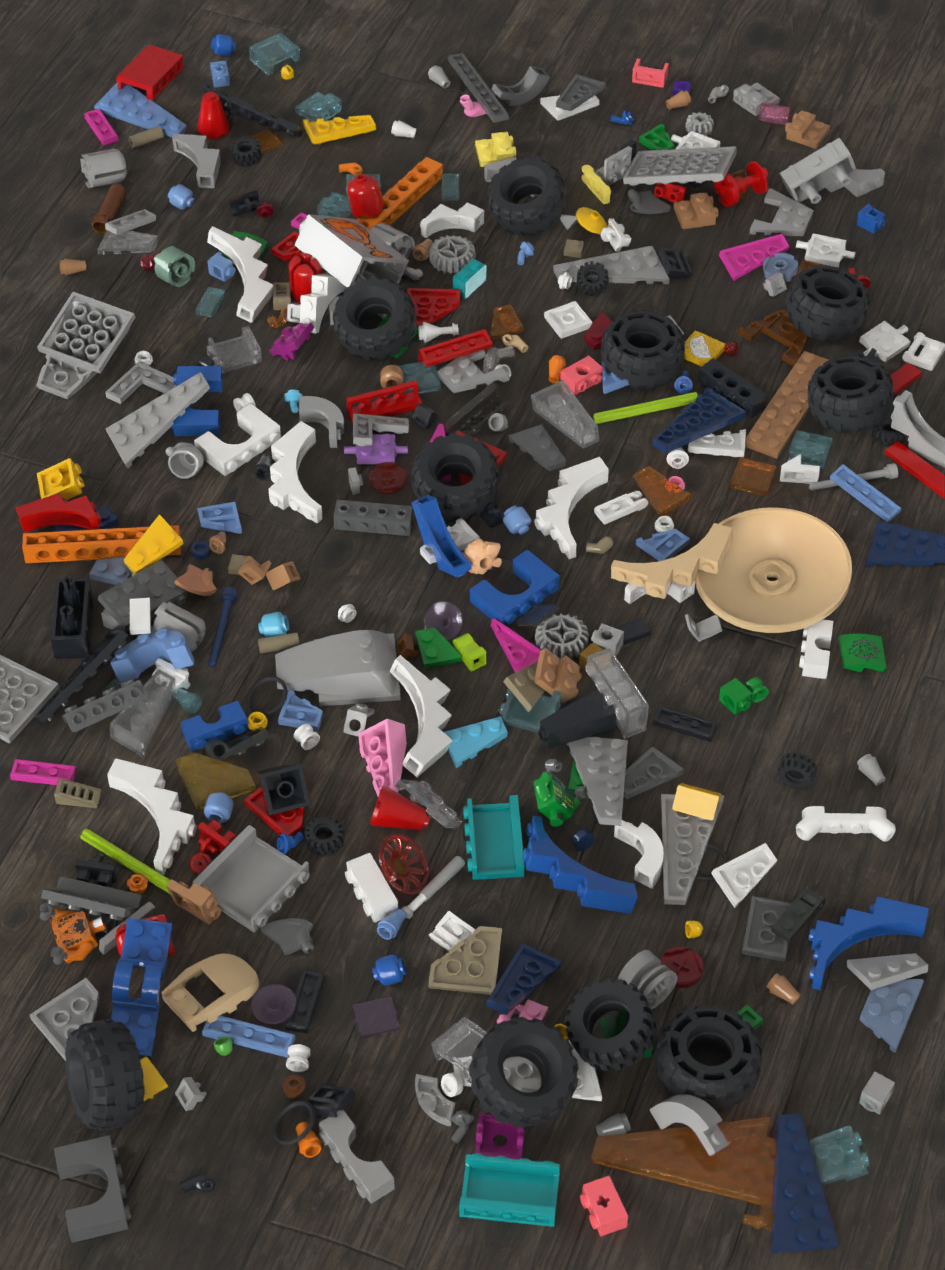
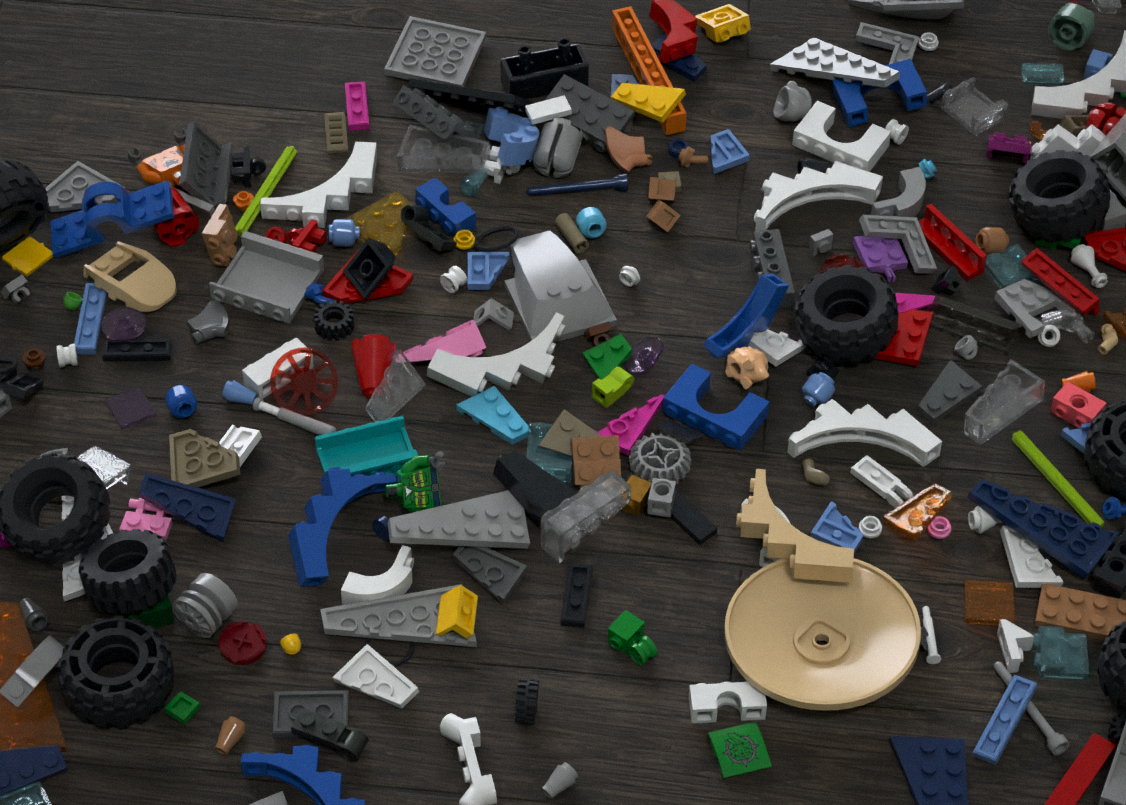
camera: 75 degrees right, 0 degrees up
(704, 628) = (720, 588): light grey bracket -> none

